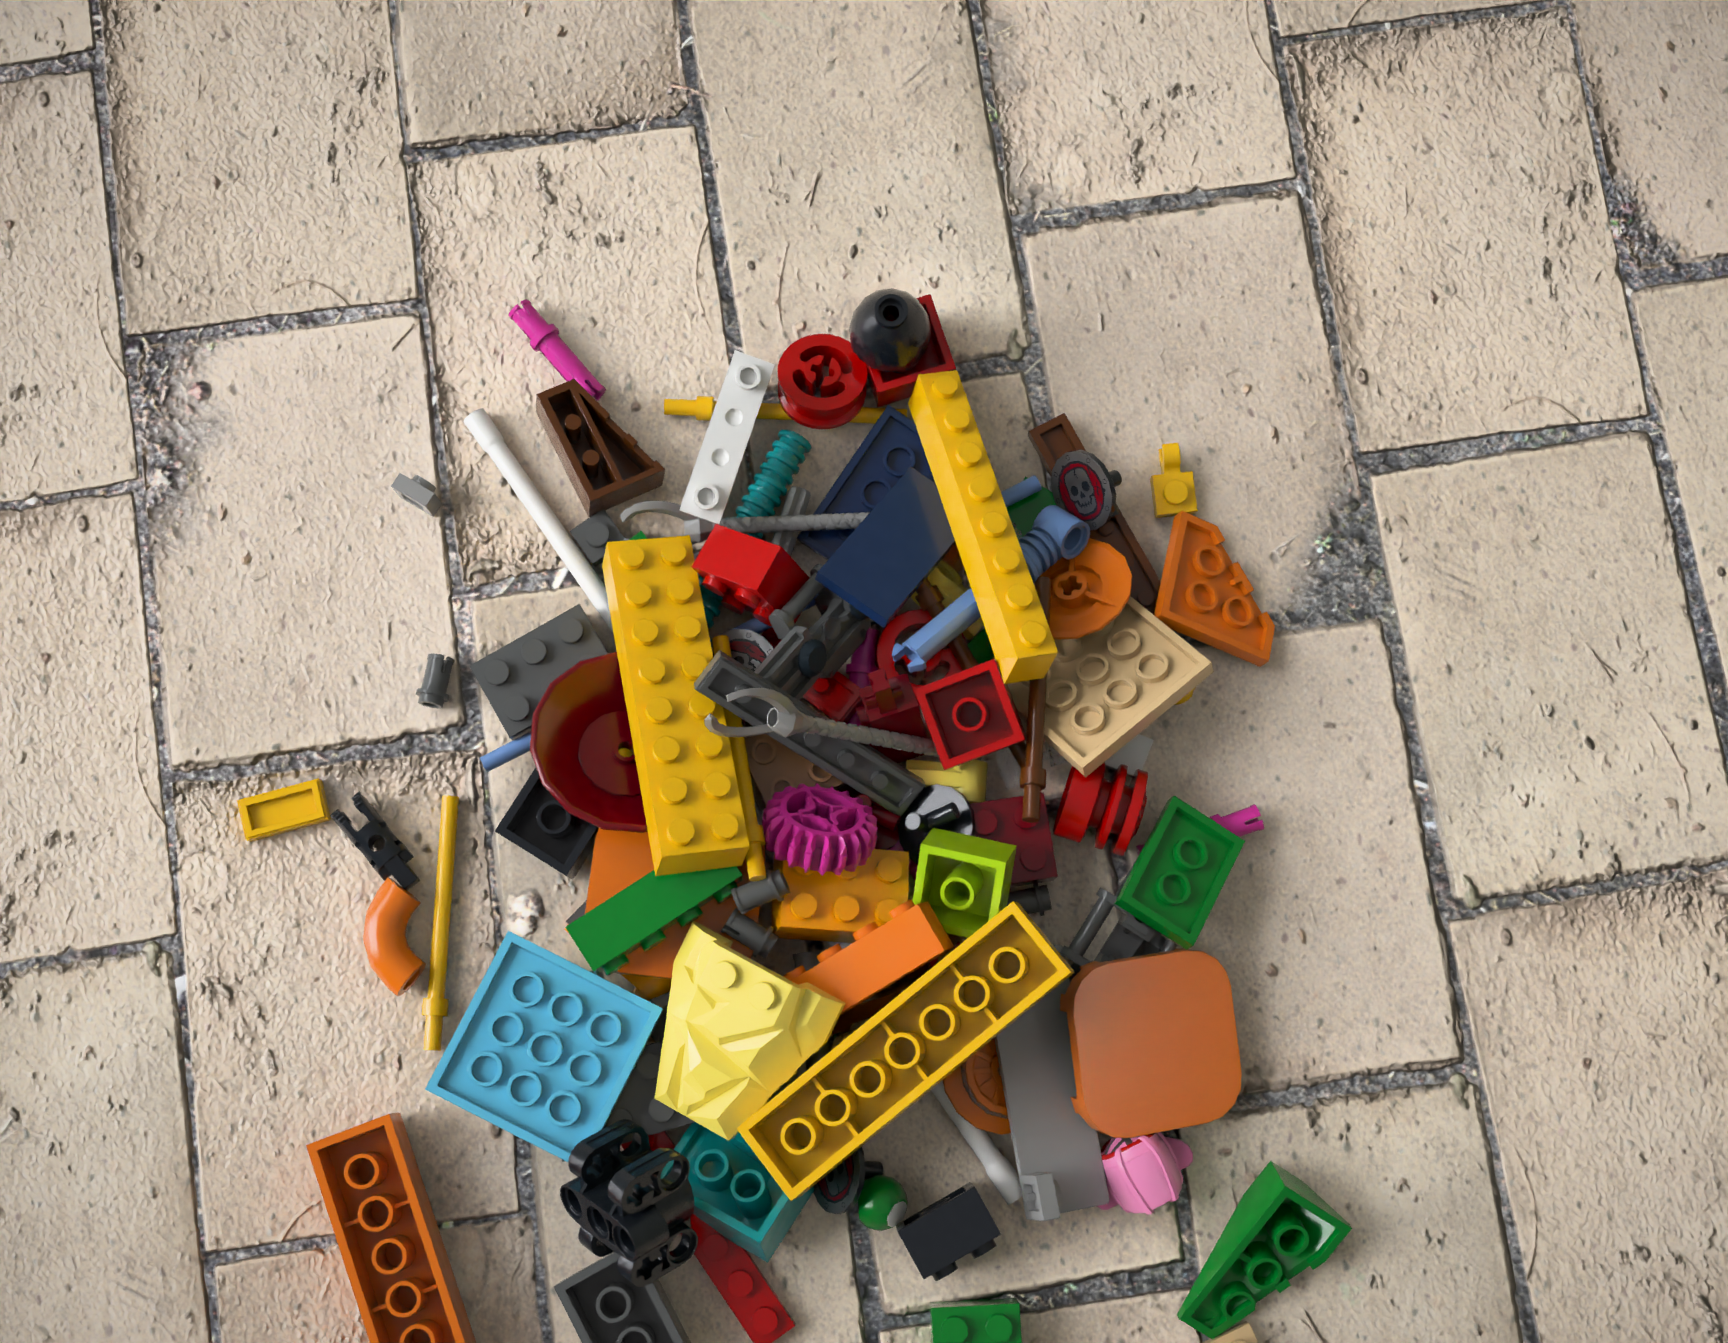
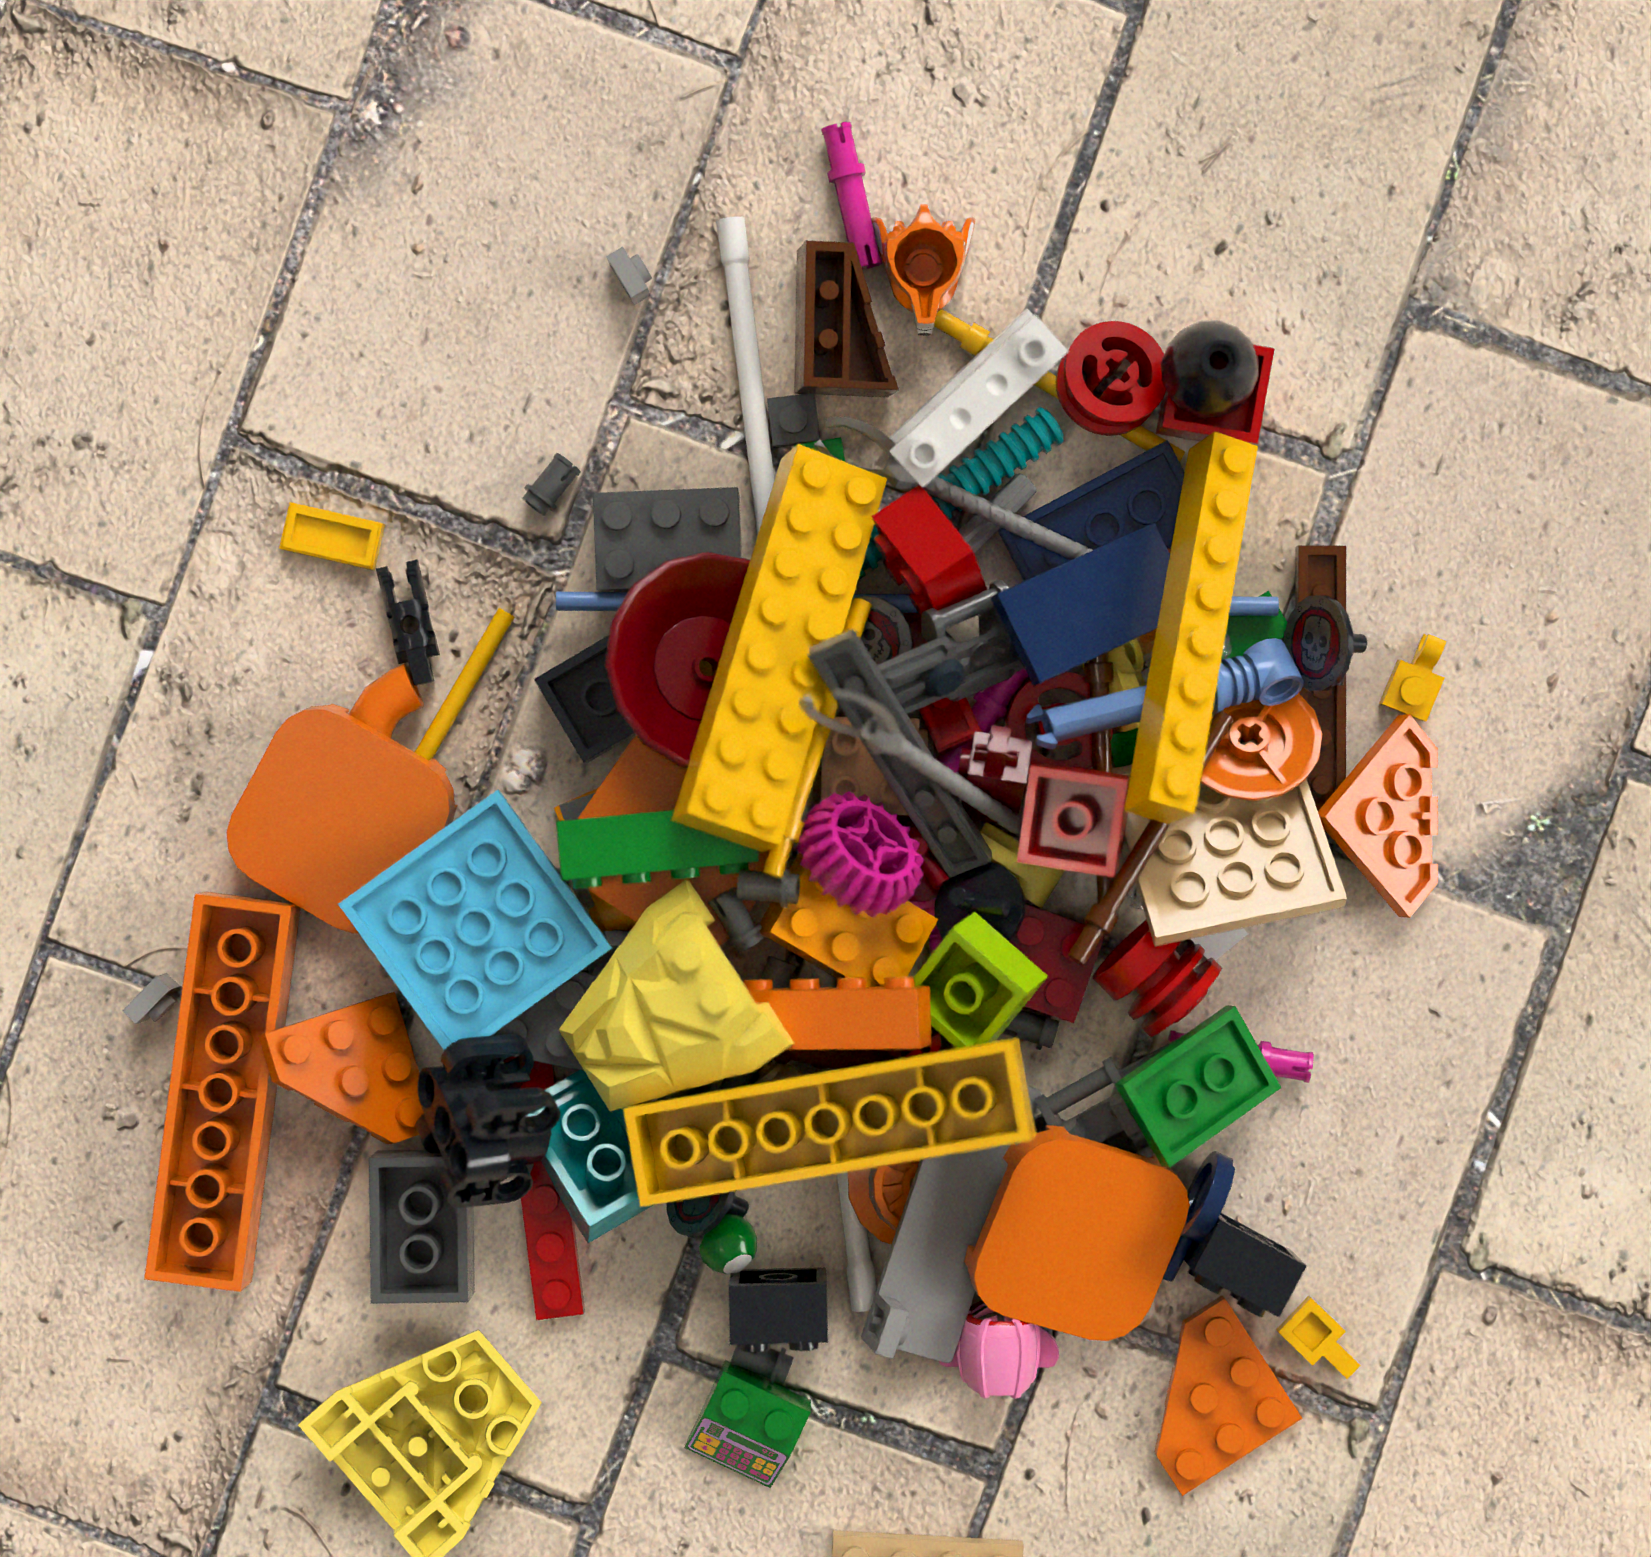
camera: 25 degrees right, 10 degrees up
(316, 1254) = (152, 1000): none -> light grey plate
(385, 1019) = (334, 810): none -> orange tile
(503, 1220) = (352, 1066): none -> orange plate
(635, 370) = (923, 263): none -> orange piece
(960, 1285) = (769, 1363): none -> dark grey pin
(1237, 959) = (1206, 1200): none -> dark blue piece
(1265, 1244) = (1084, 1479): green wedge -> none
(1293, 992) = (1247, 1264): none -> black brick
(1336, 1118) = (1218, 1399): none -> orange plate
(1381, 1024) = (1315, 1335): none -> yellow plate

